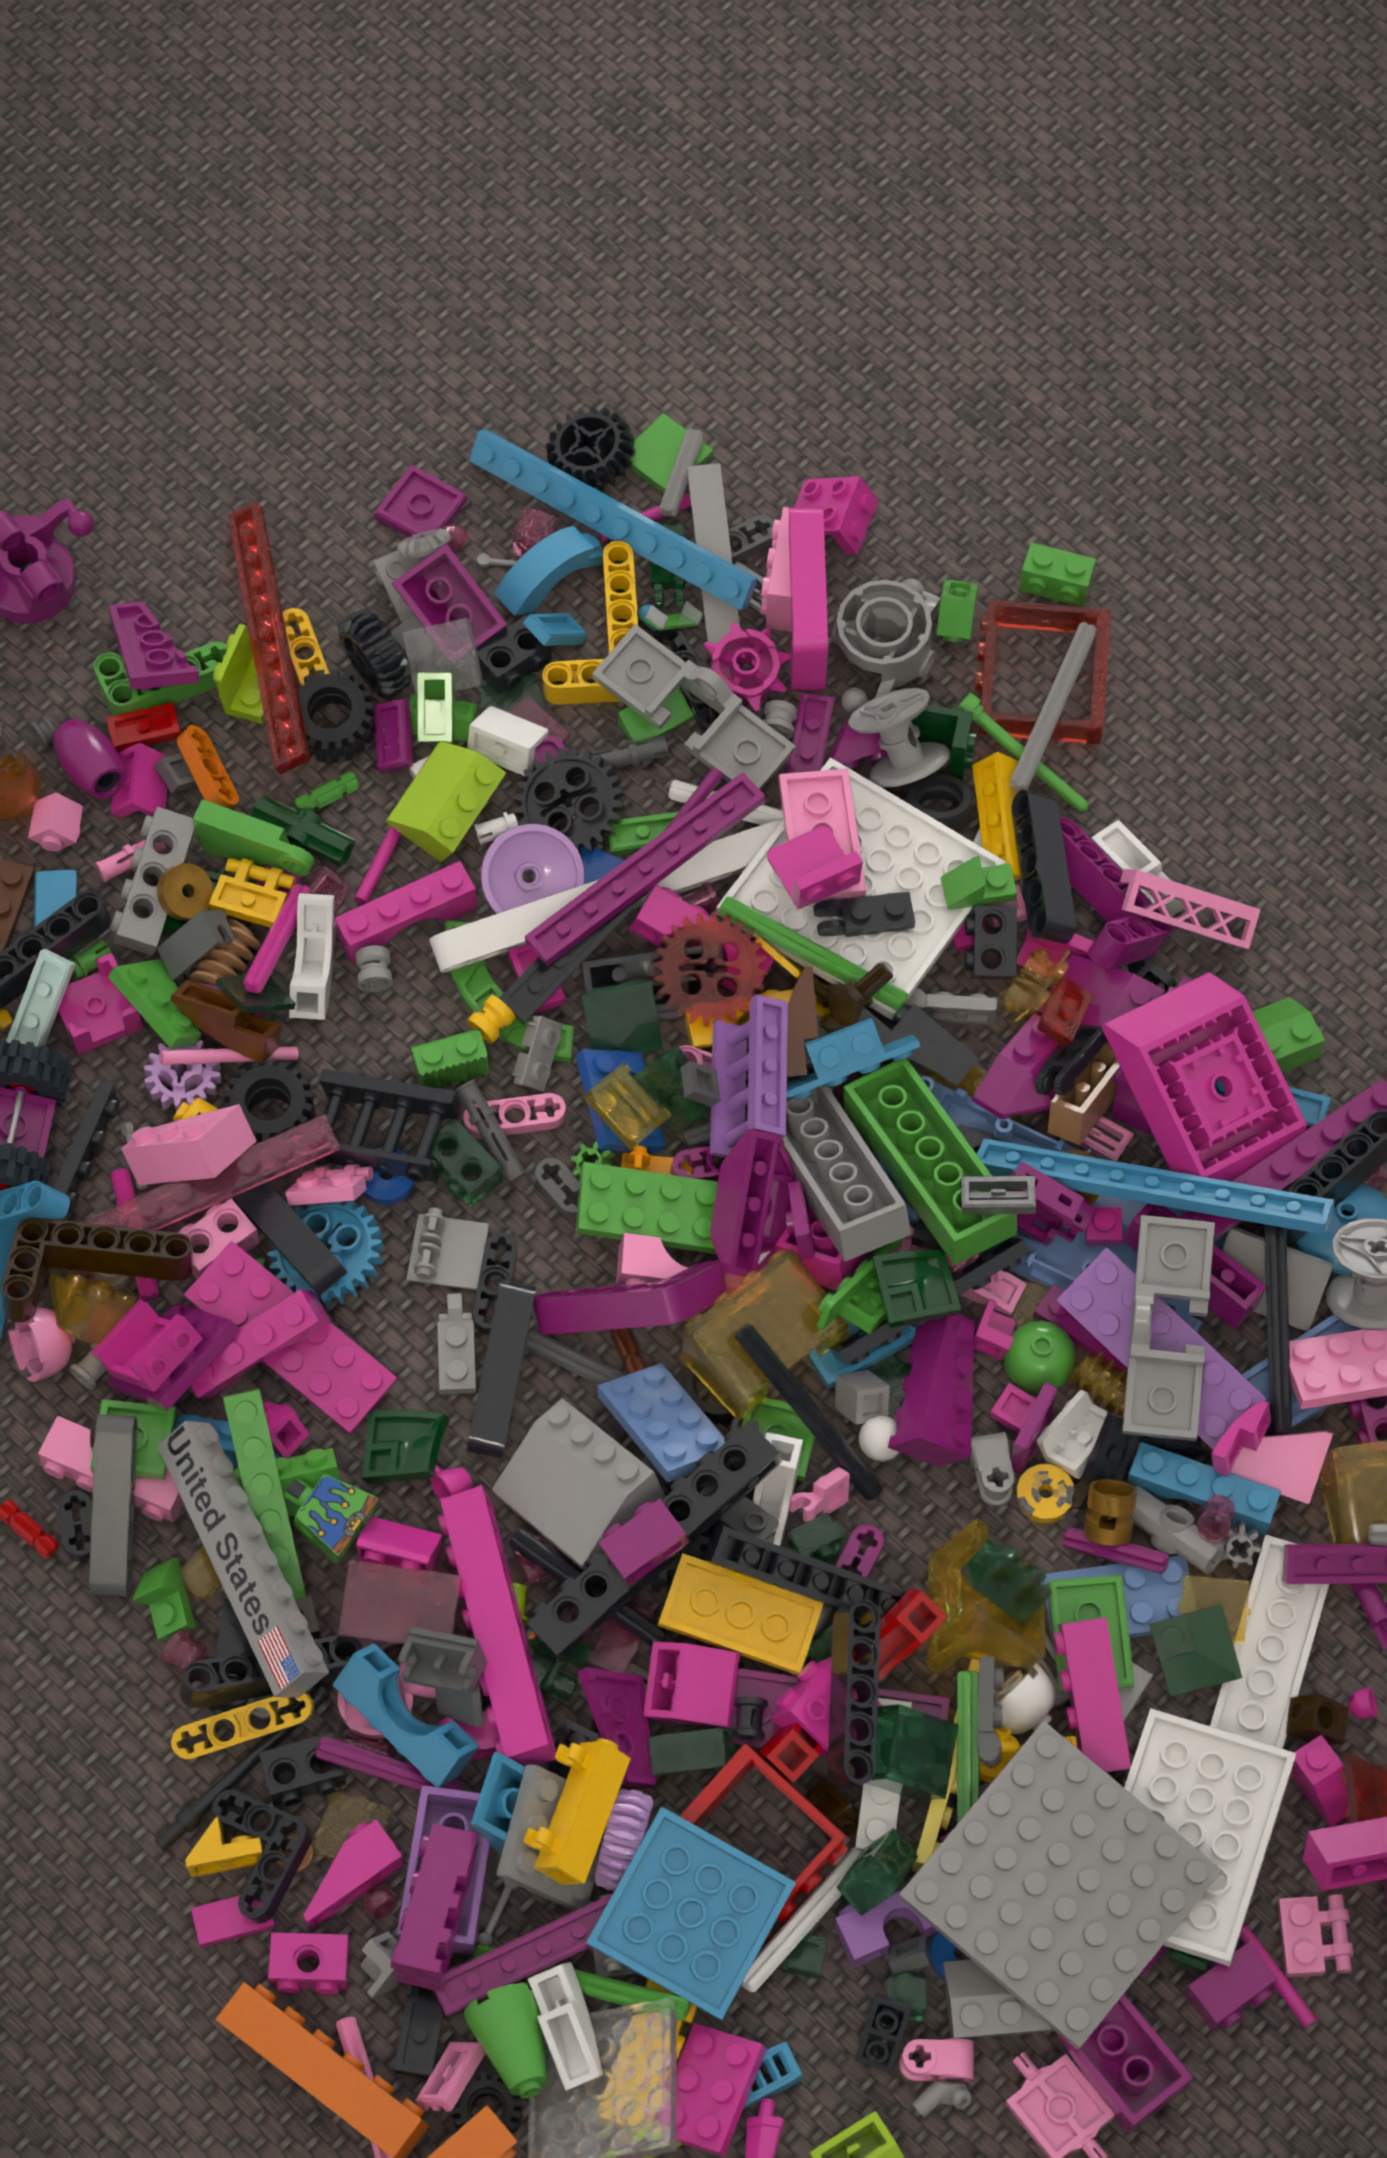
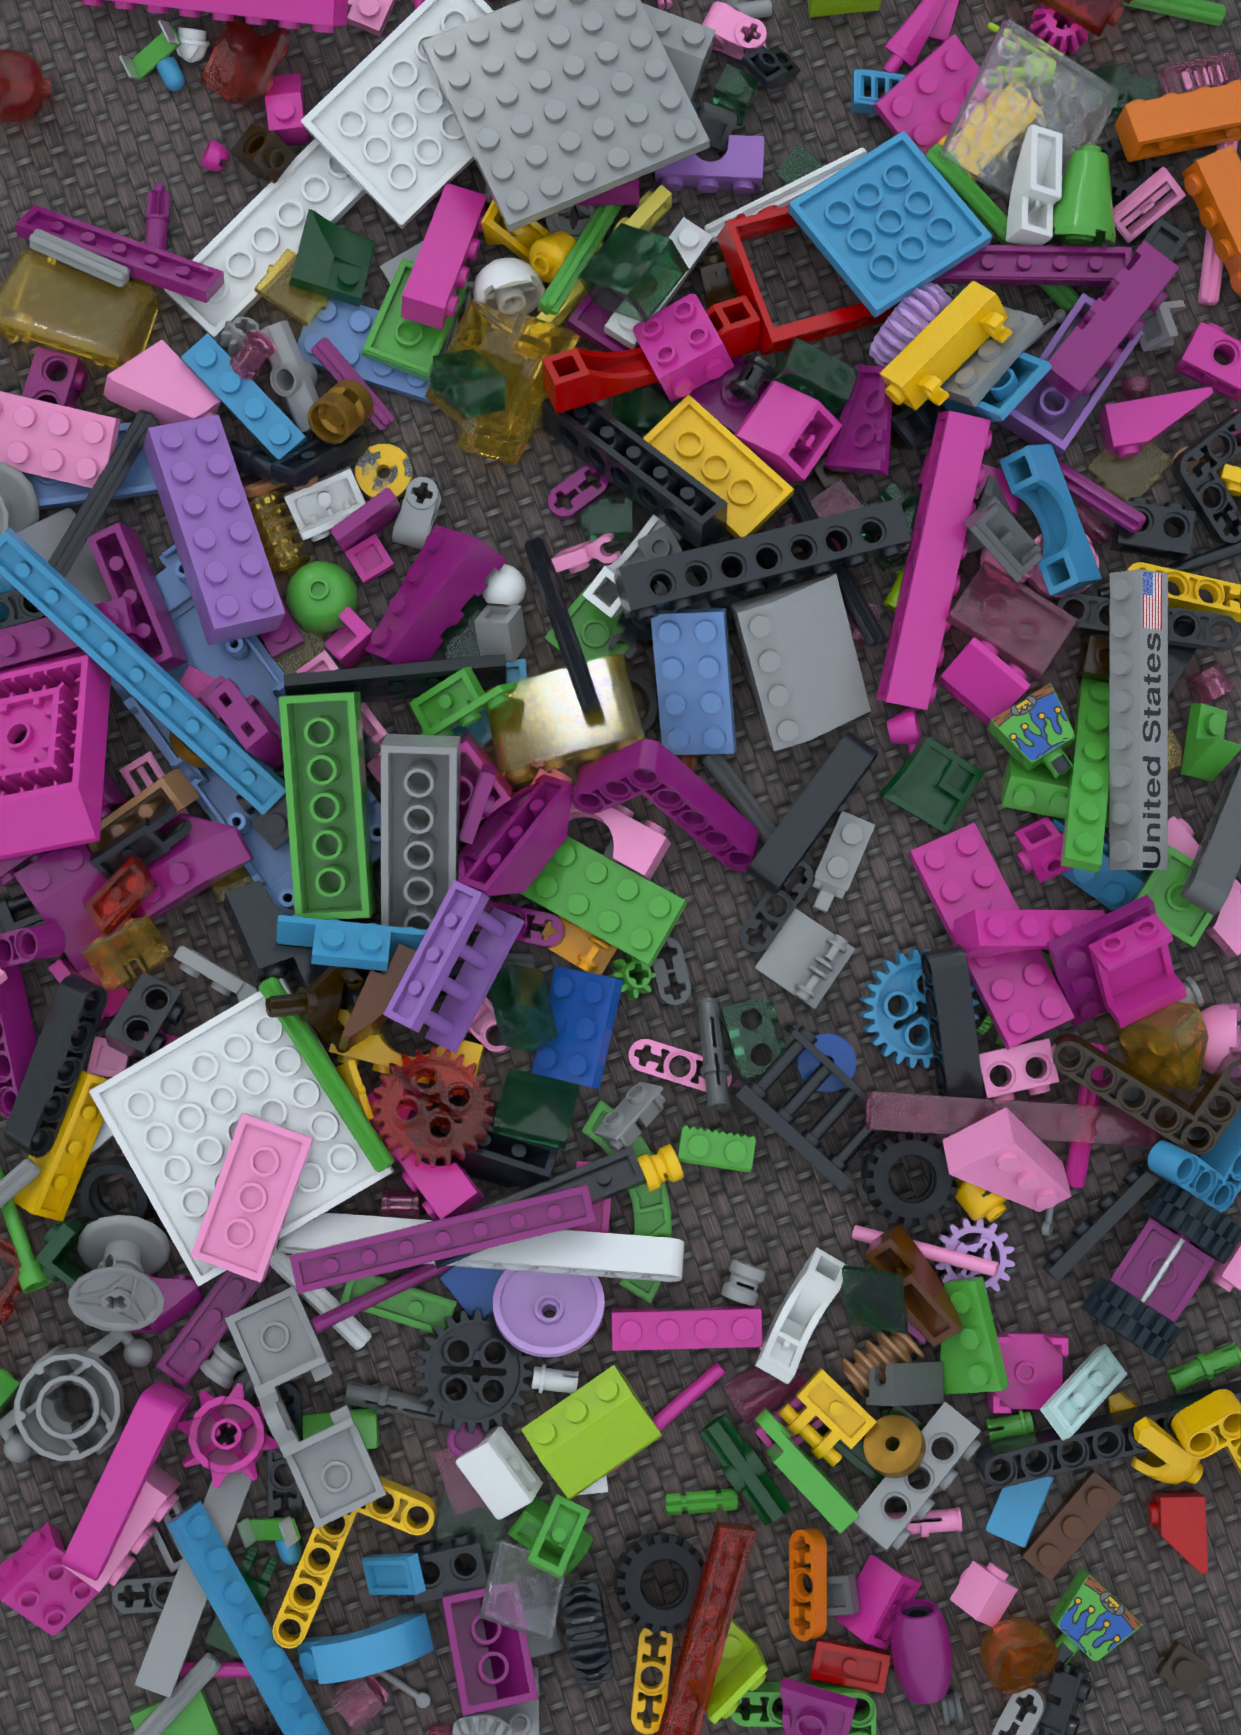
camera: 155 degrees left, 20 degrees up
(274, 942) = (830, 1347): dark pink axle -> none
(330, 1185) = (892, 1058): bright pink plate -> none
(393, 735) = (608, 1532): magenta plate -> none
(626, 1107) = (588, 1001): clear yellow plate -> none
(643, 1541) = (781, 545): magenta brick -> none
(700, 1083) = (501, 988): dark grey plate -> none
(814, 866) = (281, 1155): dark pink bracket -> none
(843, 1708) = (659, 329): black beam -> none
(866, 915) = (250, 1091): black hinge -> none
(877, 1871) = (711, 188): clear green brick -> none
(915, 1286) = (405, 685): dark green plate -> none
(978, 885) = (129, 1073): bright green slope -> none
(989, 1714) = (547, 266): dark grey hinge -> none
(998, 1200) = (317, 733): flat silver tile -> none
(1166, 1385) = (169, 573): light grey plate -> none
(1244, 1432) = (179, 410): dark pink slope -> none

